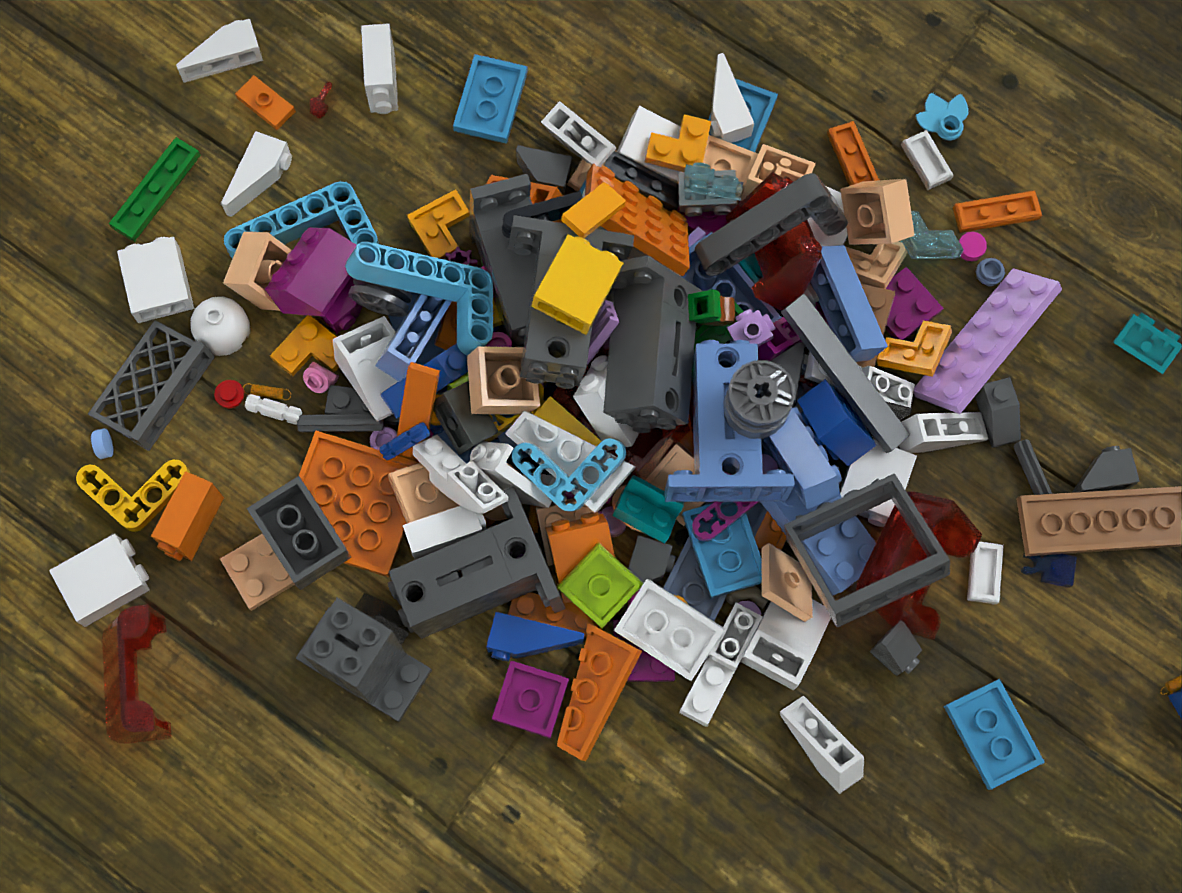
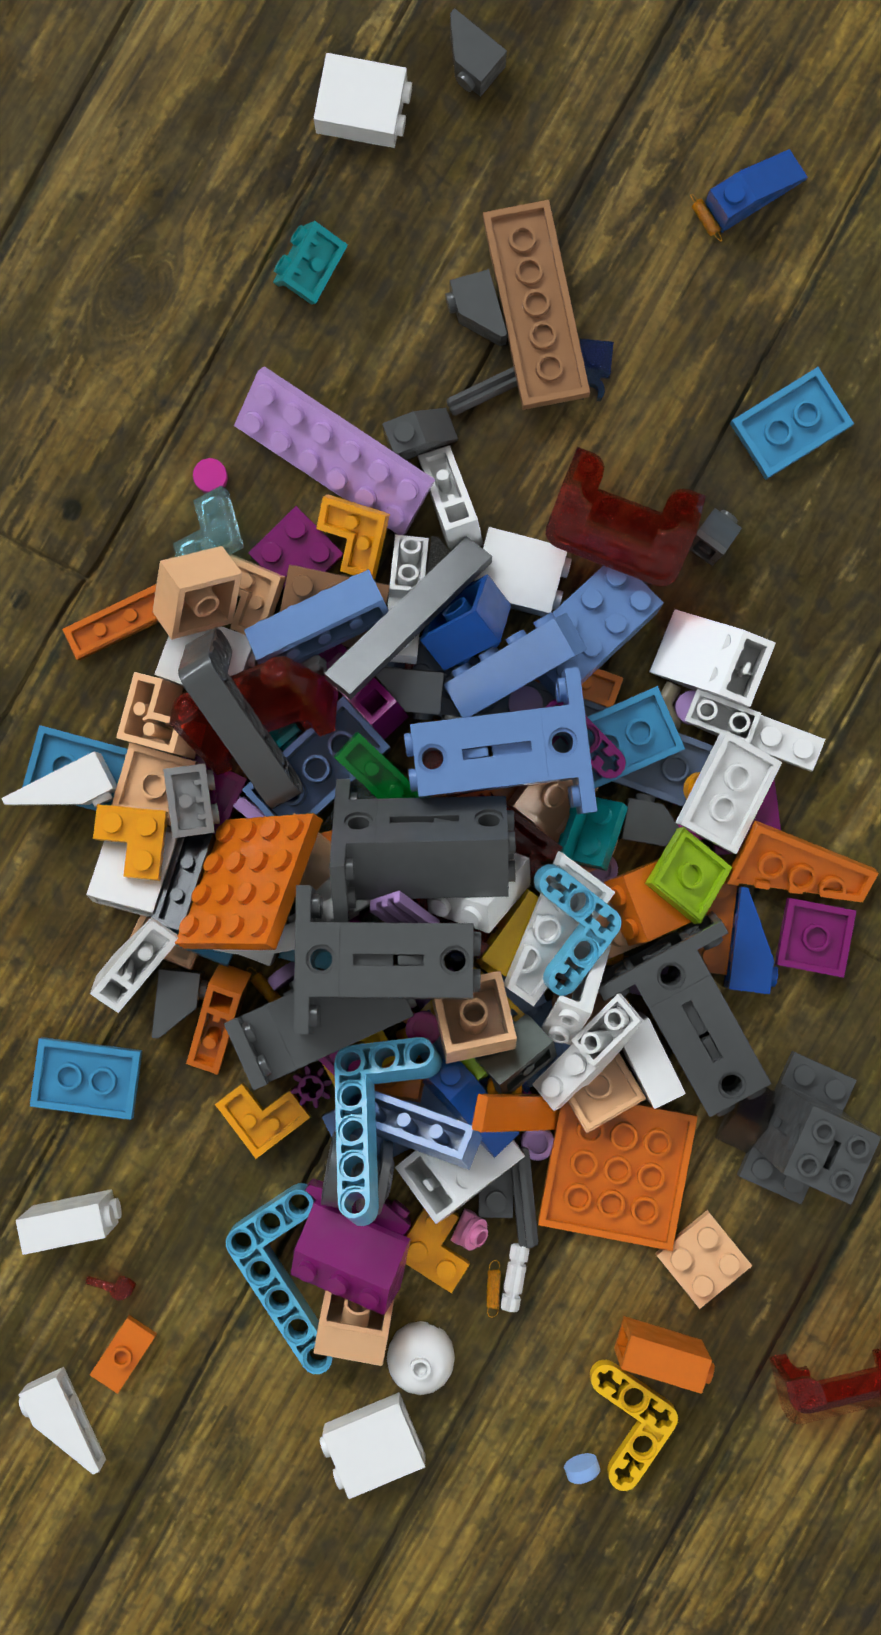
camera: 85 degrees left, 15 degrees up
(100, 579) = (741, 1439): white brick -> none
(154, 189) = (256, 1468): green plate -> none
(173, 392) = (520, 1404): dark grey fence -> none
(229, 394) = (503, 1332): red plate -> none
(257, 171) = (216, 1347): white slope -> none
(299, 533) = (670, 1225): dark grey brick -> none
(404, 441) = (547, 1120): blue axle -> none
(546, 210) = (269, 999): black plate -> none
(577, 283) = (375, 946): yellow brick -> none
(593, 210) = (273, 938): light orange tile -> none
(702, 180) = (189, 809): clear light blue plate -> none
(715, 308) = (360, 777): green leg -> none
(752, 327) = (377, 732): lavender brick -> none
(756, 416) = (500, 736): flat silver wheel -> none
(786, 582) = (657, 665): light nougat plate -> none
(825, 746) = (825, 611): white slope -> none
(887, 589) = (571, 596): dark grey window -> none
(927, 160) = (102, 536): white tile -> none
(941, 114) = (36, 518): medium azure plate -> none
(985, 573) = (610, 440): white tile -> none
(990, 271) = (241, 452): sand blue plate -> none
(997, 211) = (160, 447): orange tile -> none

